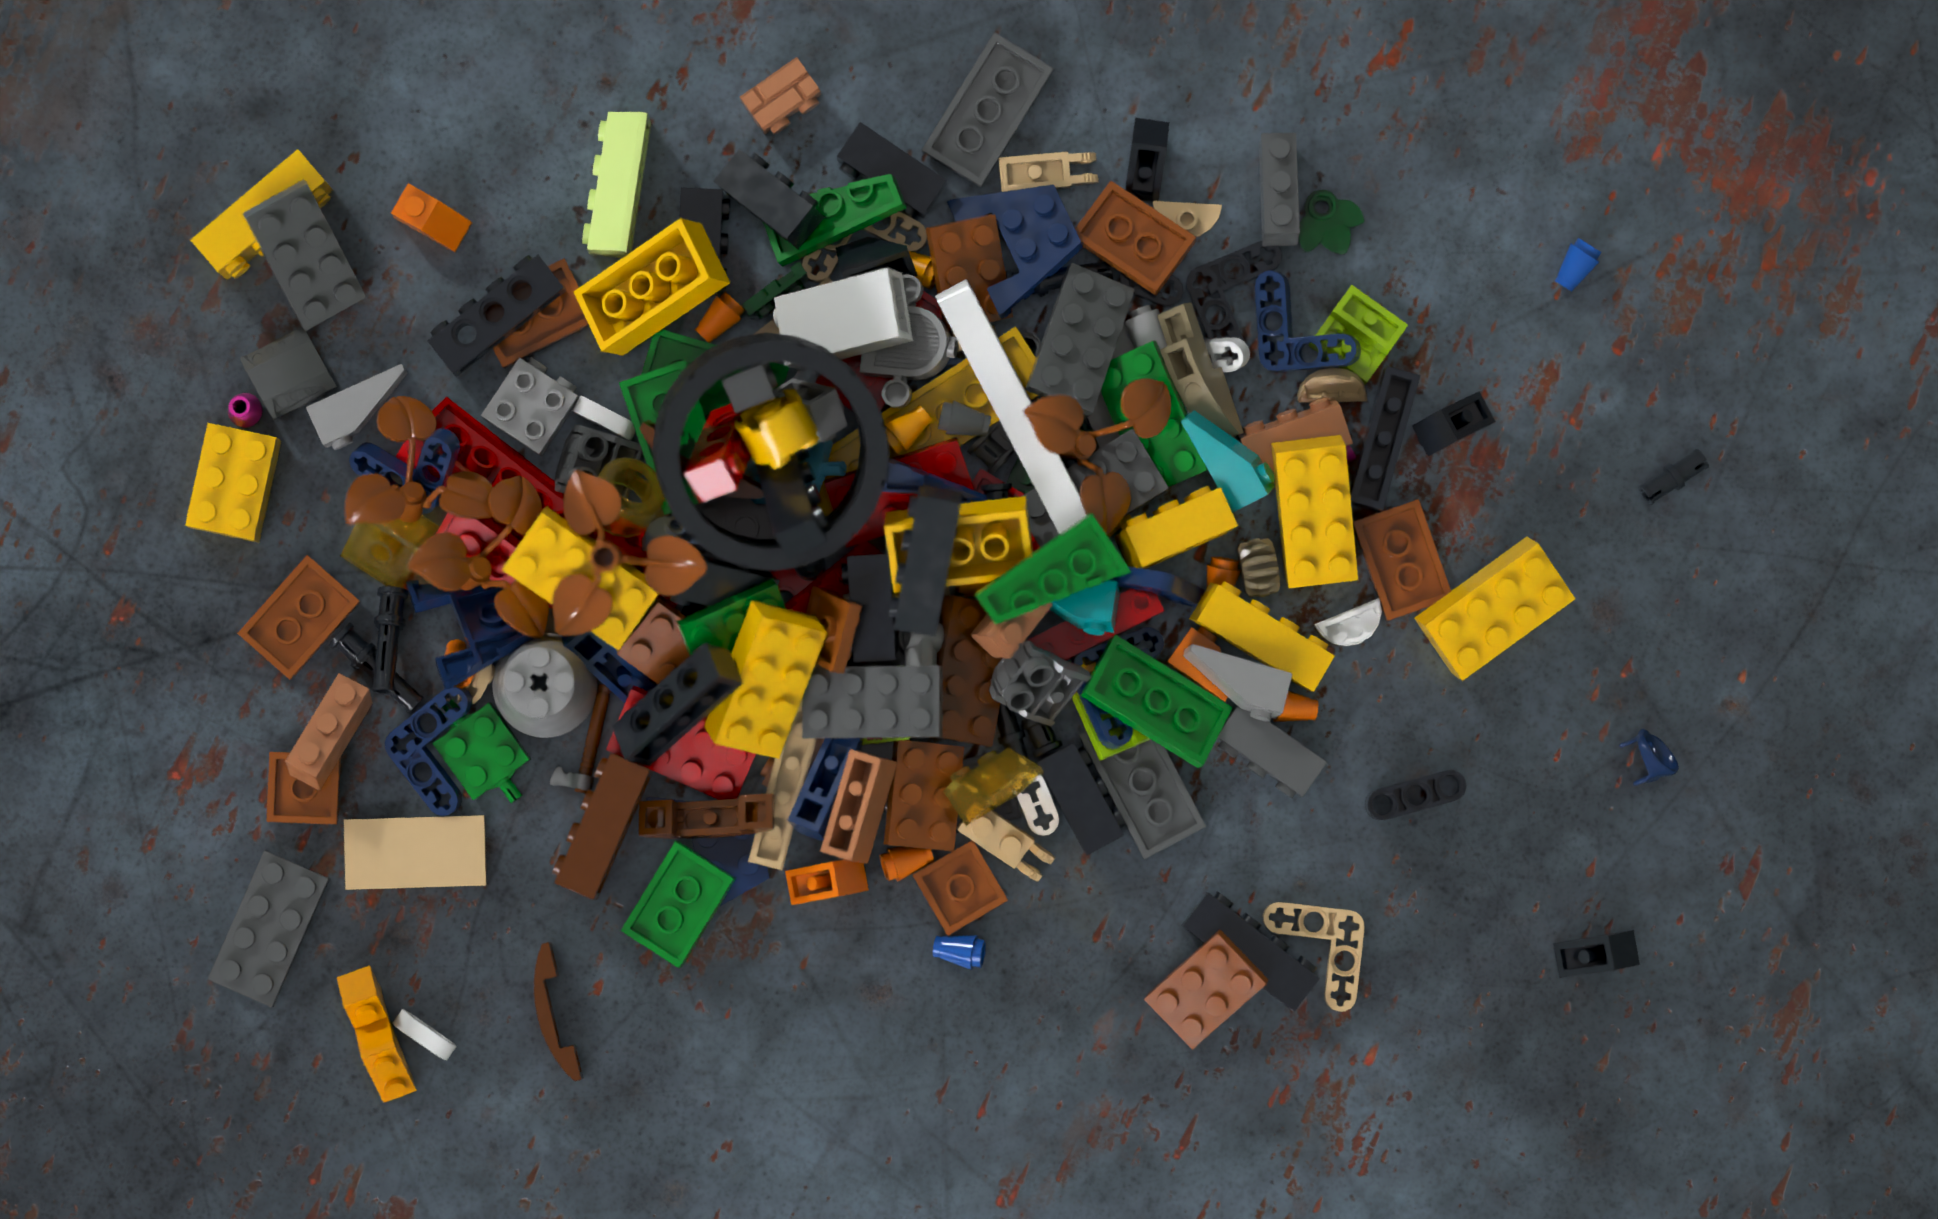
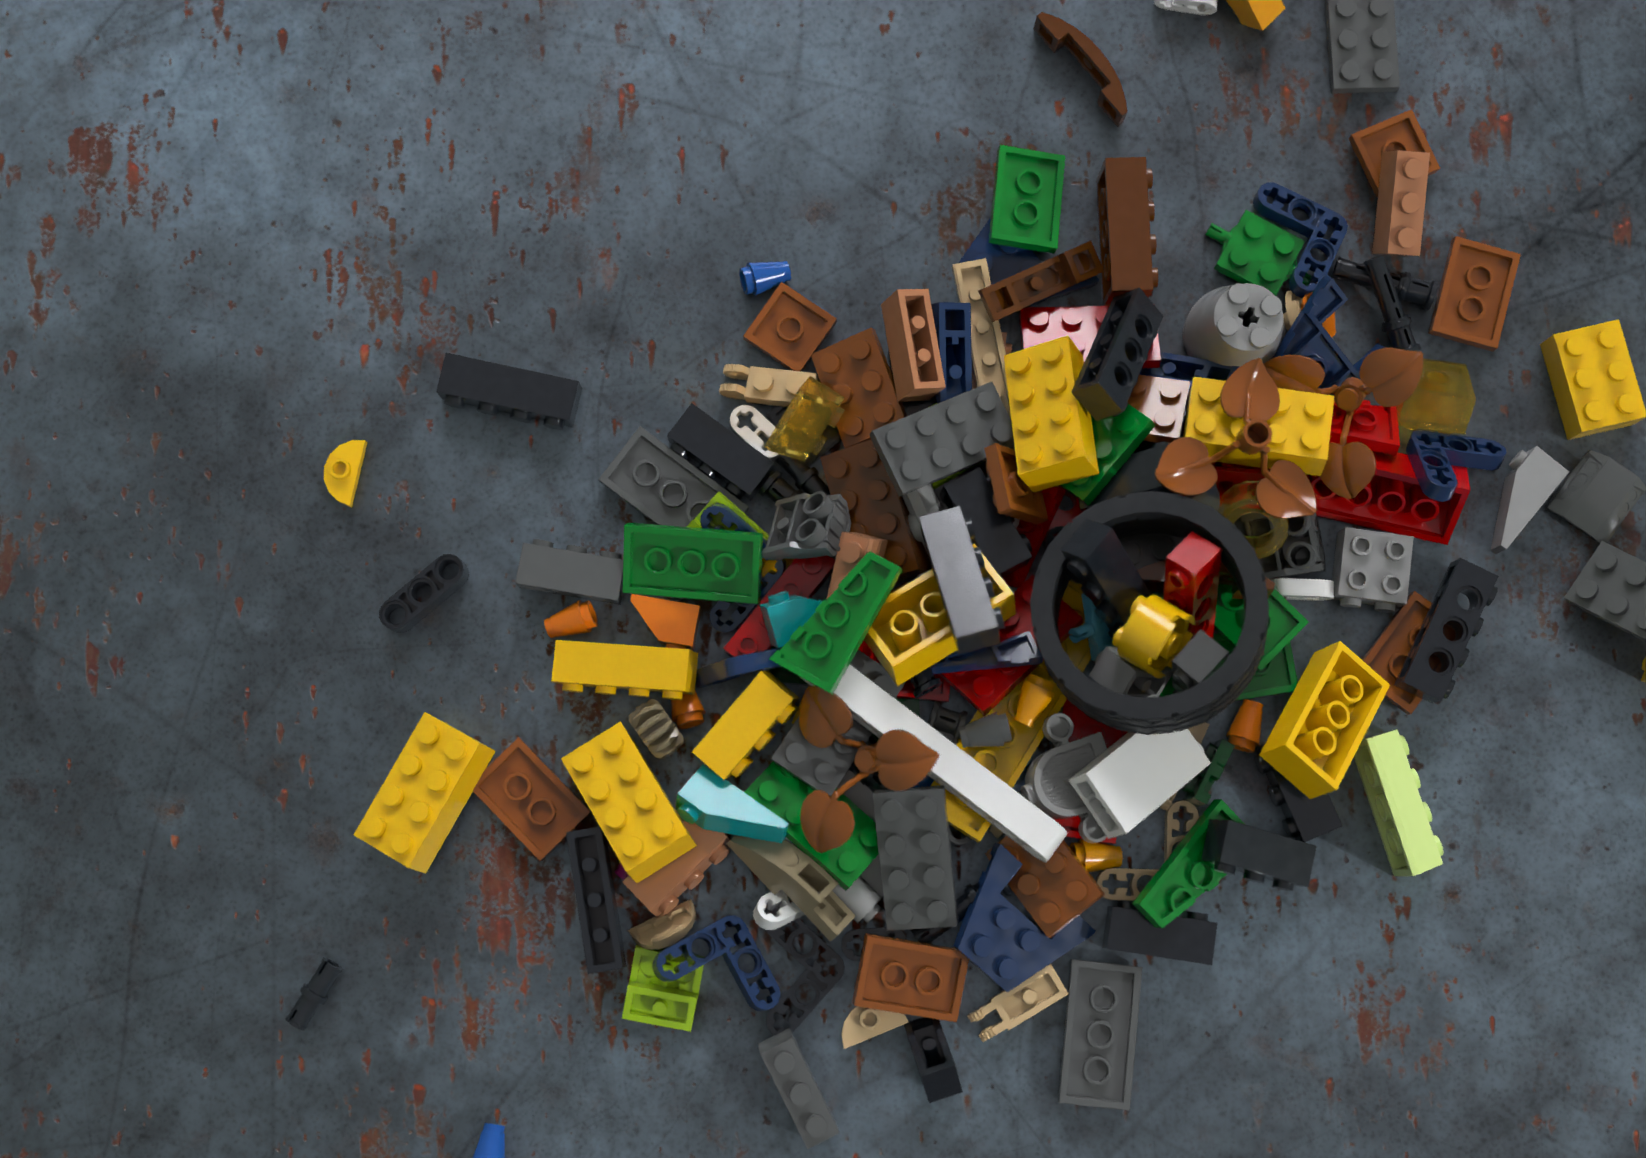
camera: 160 degrees right, 5 degrees down
(252, 413) = (1619, 446): dark pink cone -> none
(376, 502) = (1477, 401): dark orange plant -> none
(415, 852) = (1271, 145): tan tile -> none
(431, 217) = (1546, 694): orange slope -> none
(583, 779) = (1165, 268): reddish brown piece -> none
(781, 97) = (1292, 955): nougat brick -> none
(826, 881) = (914, 272): orange slope -> none
(872, 255) = (1139, 845): black slope -> none
(904, 861) = (849, 324): orange cone -> none
(1206, 989) = (532, 338): dark orange plate -> none
(1245, 682) = (615, 615): light grey slope -> none
(1330, 931) = (447, 441): tan beam -> none
(1331, 227) = (734, 1076): dark green plate -> none
(1351, 626) = (549, 718): white plate -> none
(1439, 949) = (344, 469): none -> yellow plate
(1453, 423) = (538, 946): black slope -> none
(1596, 954) = (198, 529): black slope -> none
(1657, 765) = (209, 725): dark blue piece -> none

